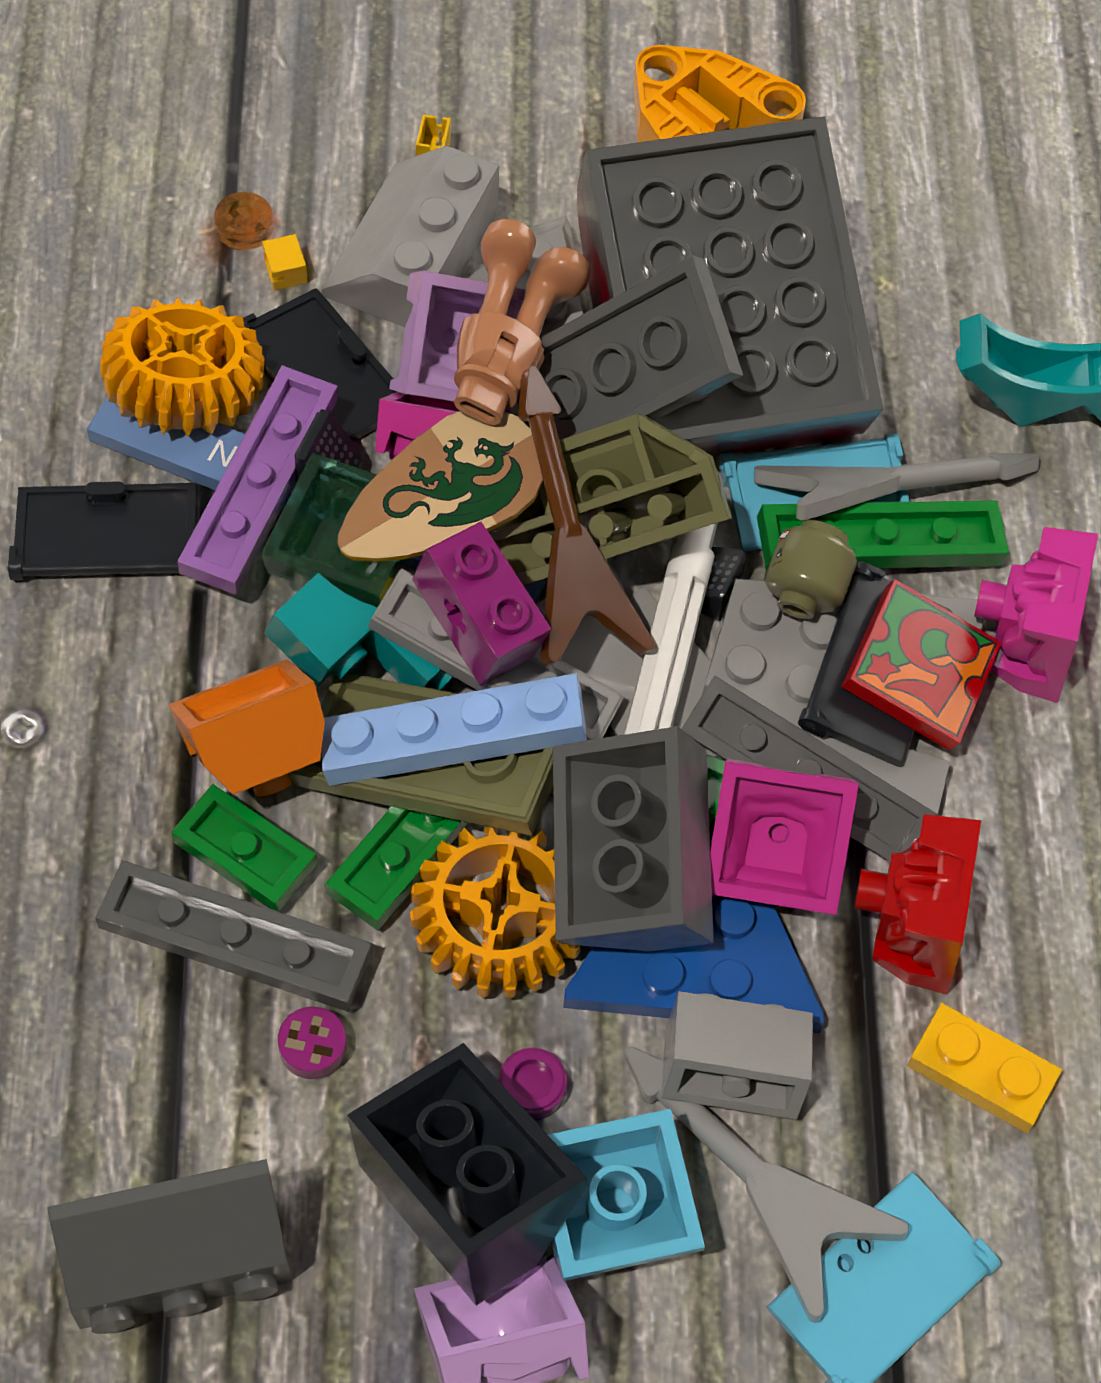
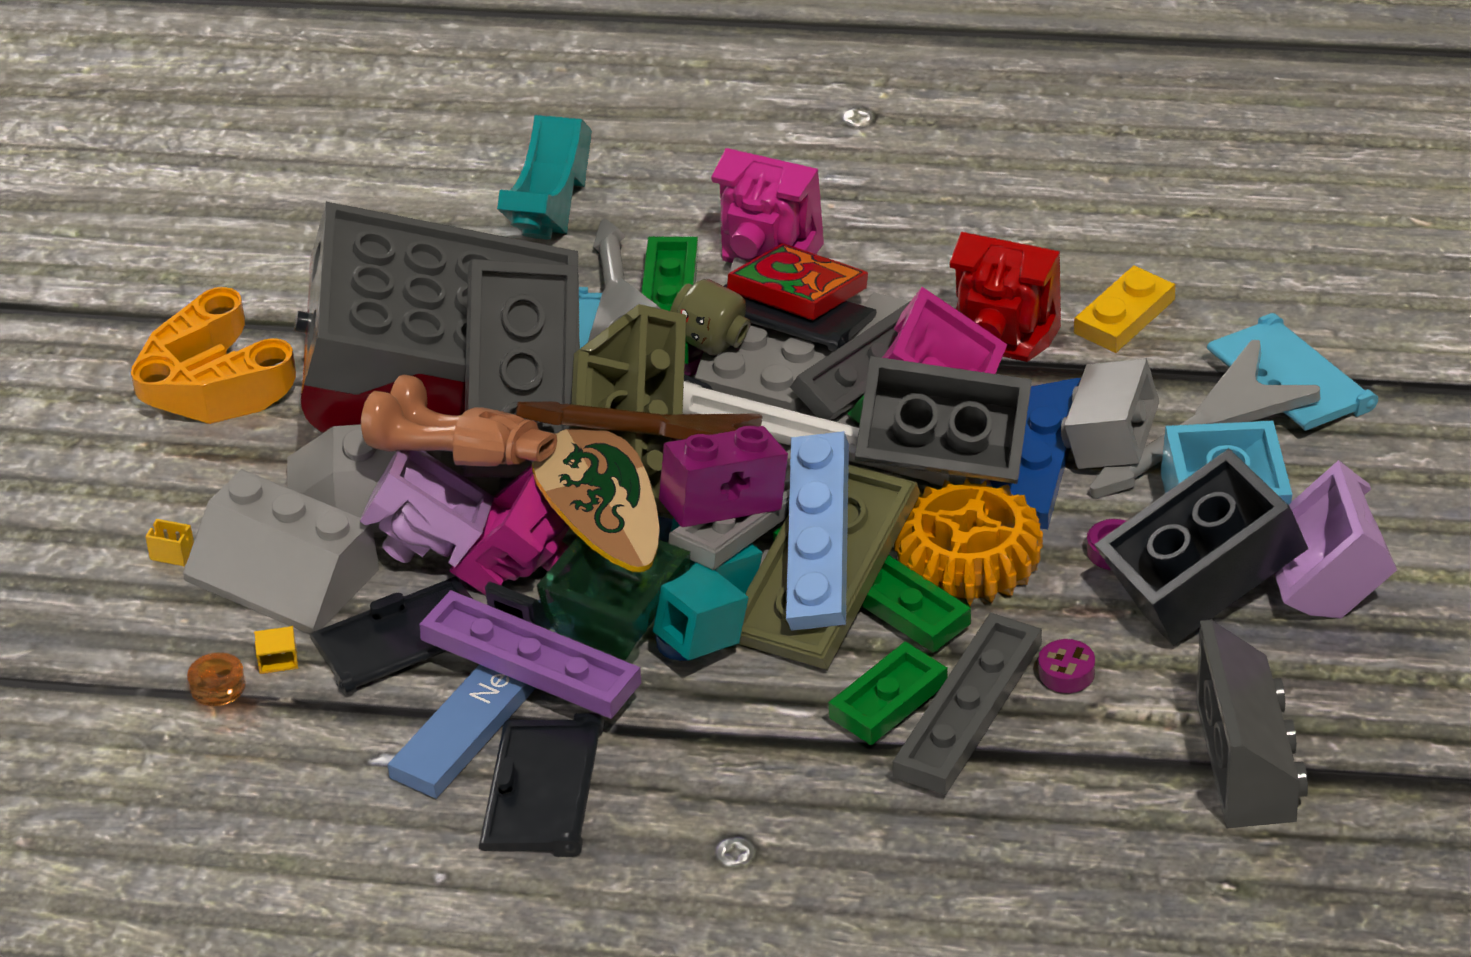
camera: 75 degrees left, 20 degrees down
(182, 366) = (392, 702): light orange gear -> none
(254, 728) = (781, 658): orange brick -> none

